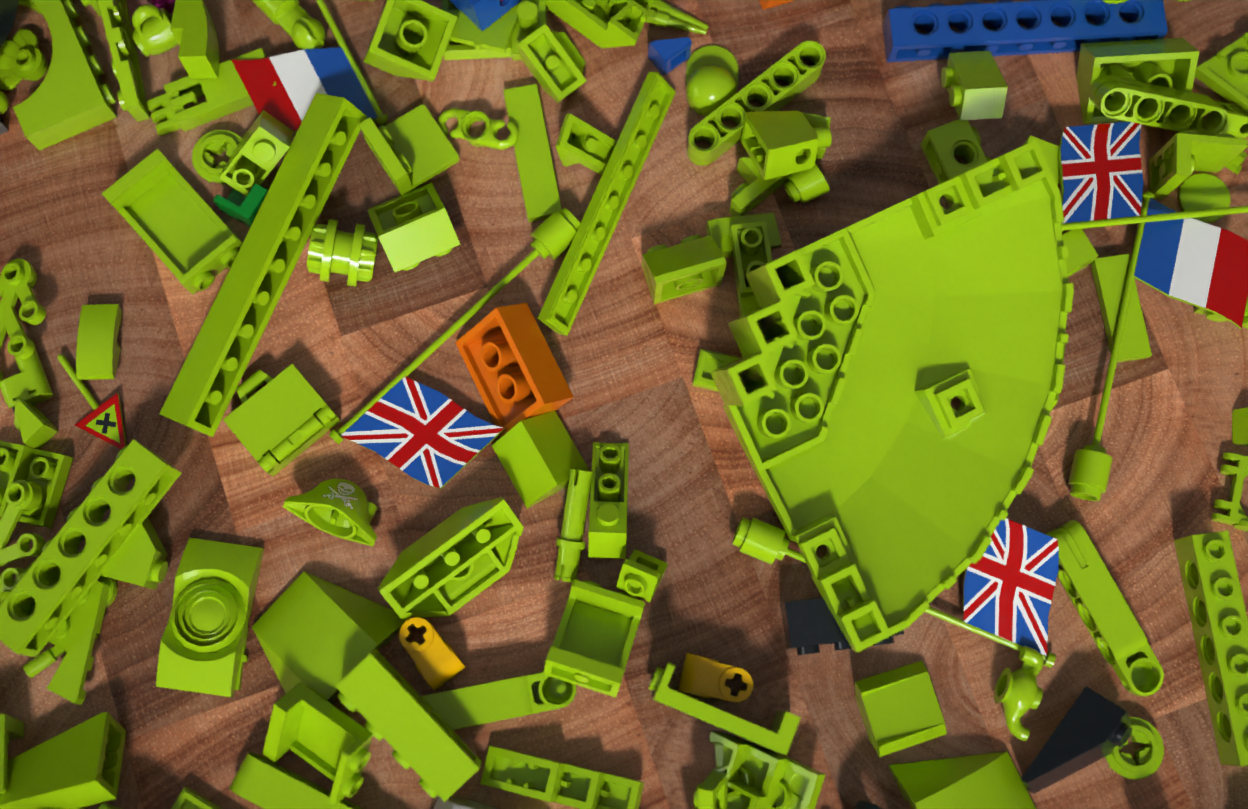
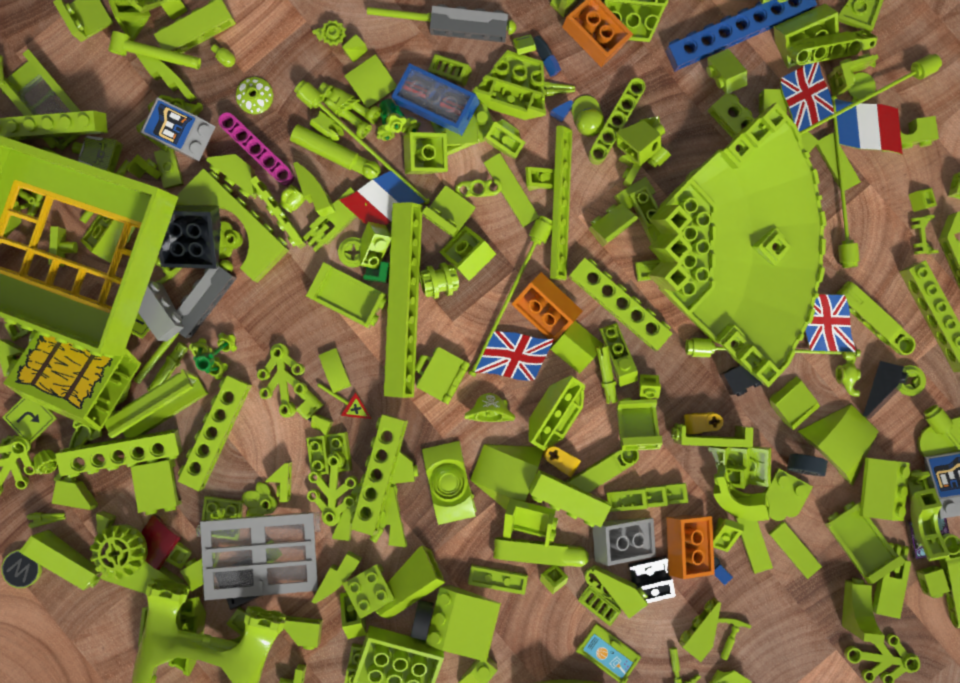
camera: 15 degrees left, 10 degrees up
(608, 326) = (662, 330): none -> lime brick

